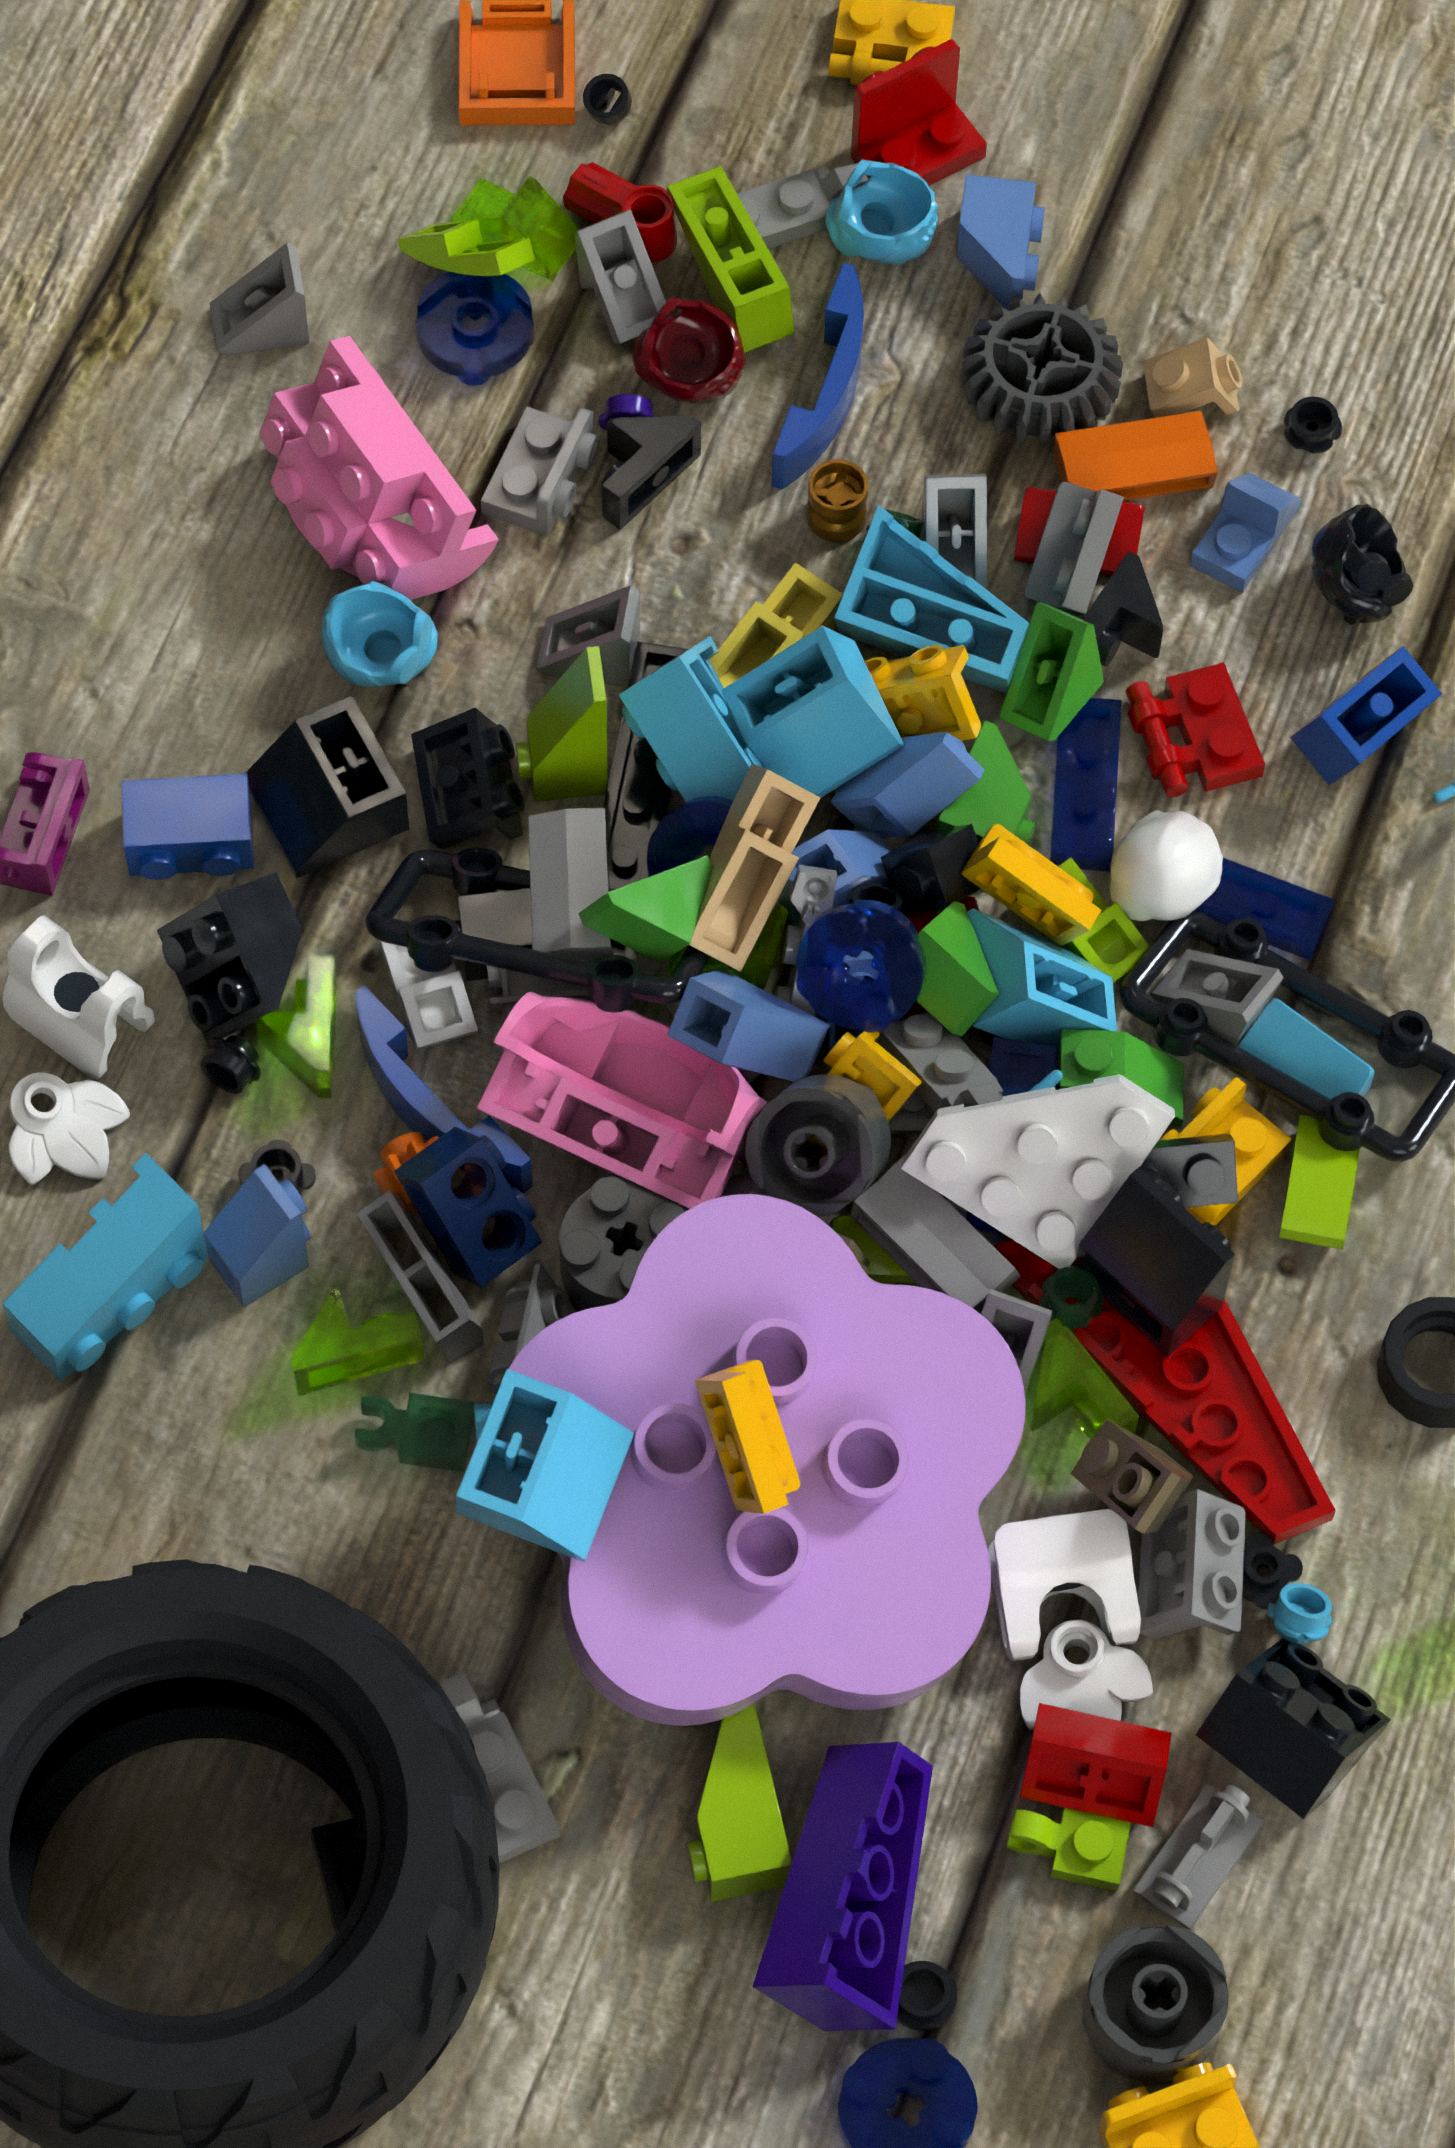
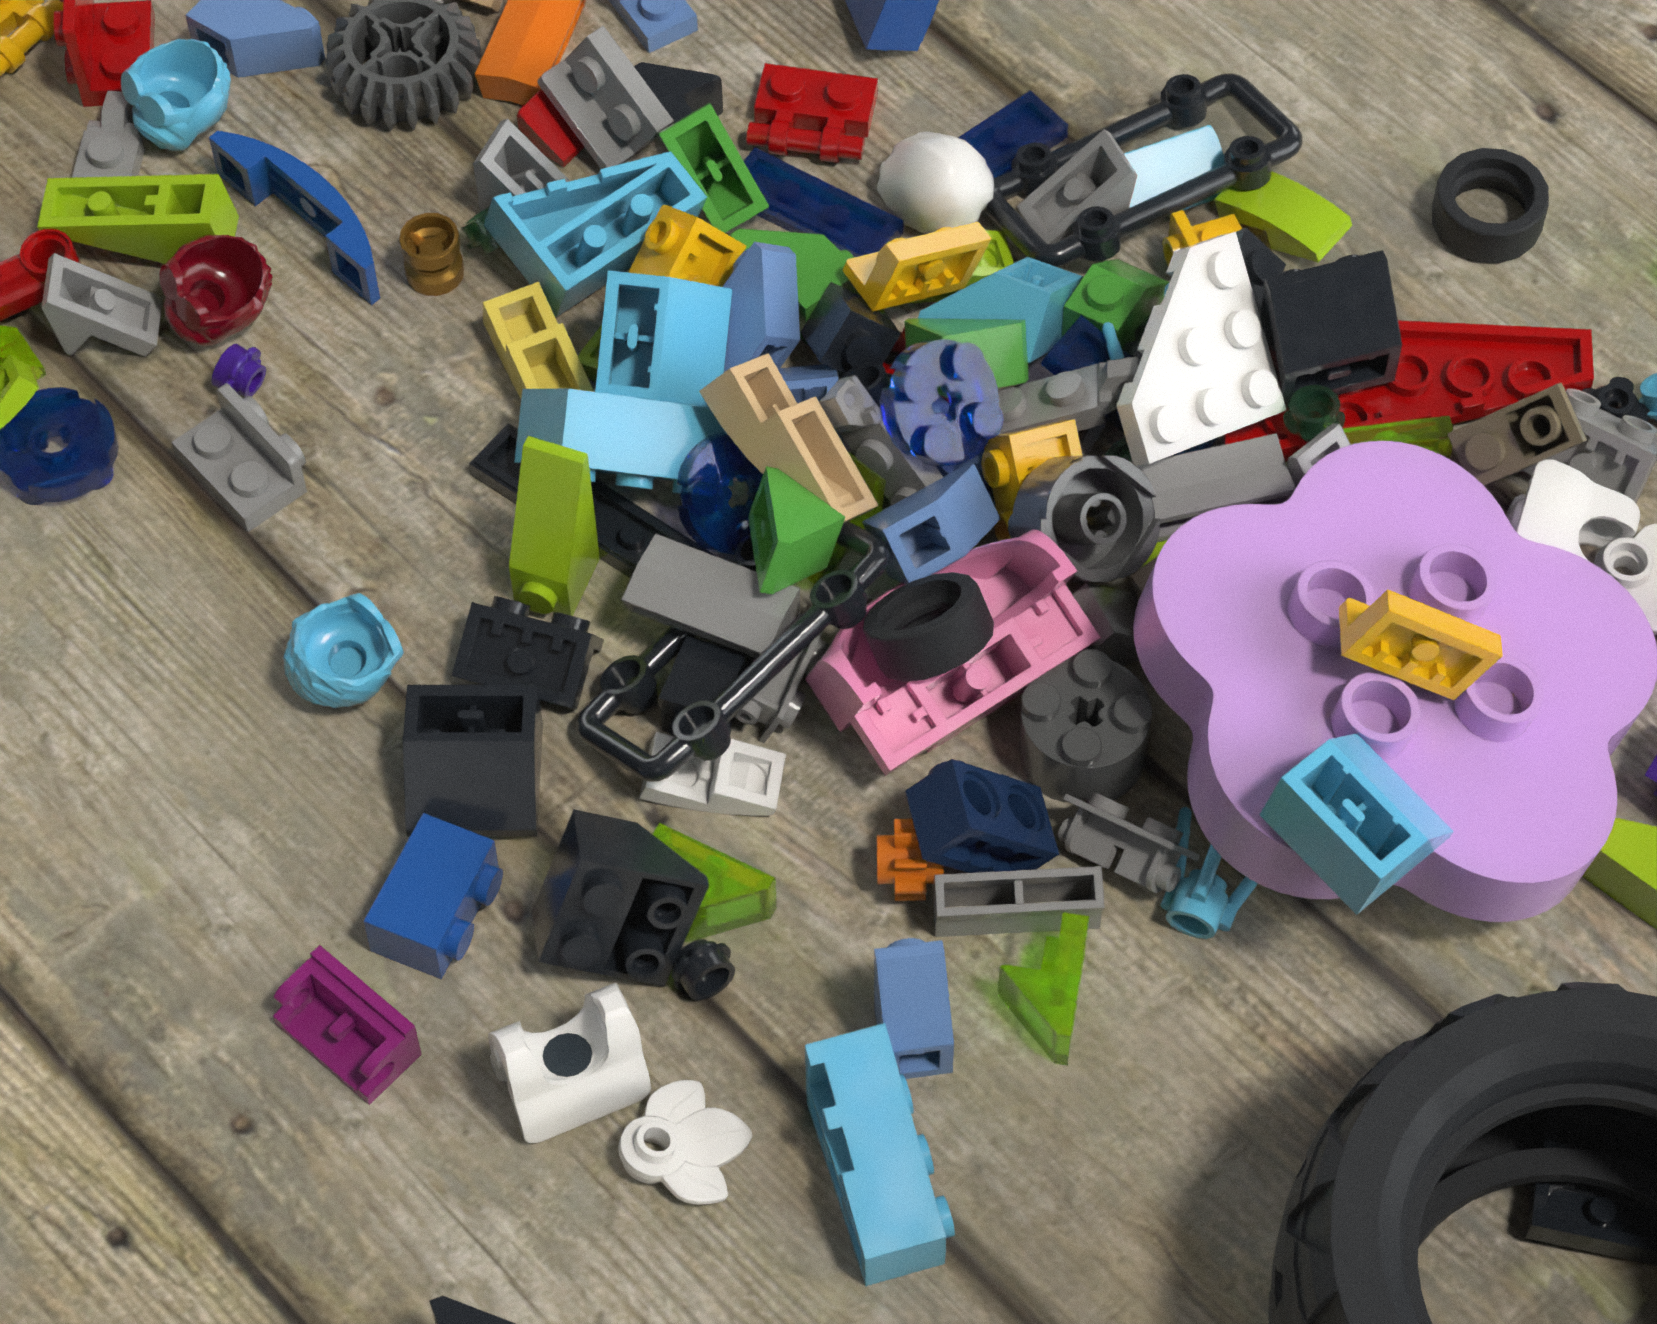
camera: 60 degrees left, 5 degrees down
(280, 1157) = (832, 964): black plate -> none
(354, 463) = (171, 583): bright pink piece -> none
(417, 1106) = (817, 836): blue slope -> none
(429, 1432) = (1168, 964): clear green plate -> none
(603, 622) = (451, 488): light grey slope -> none
(623, 1065) = (928, 627): none -> black tyre
(649, 457) = (289, 371): black slope -> none

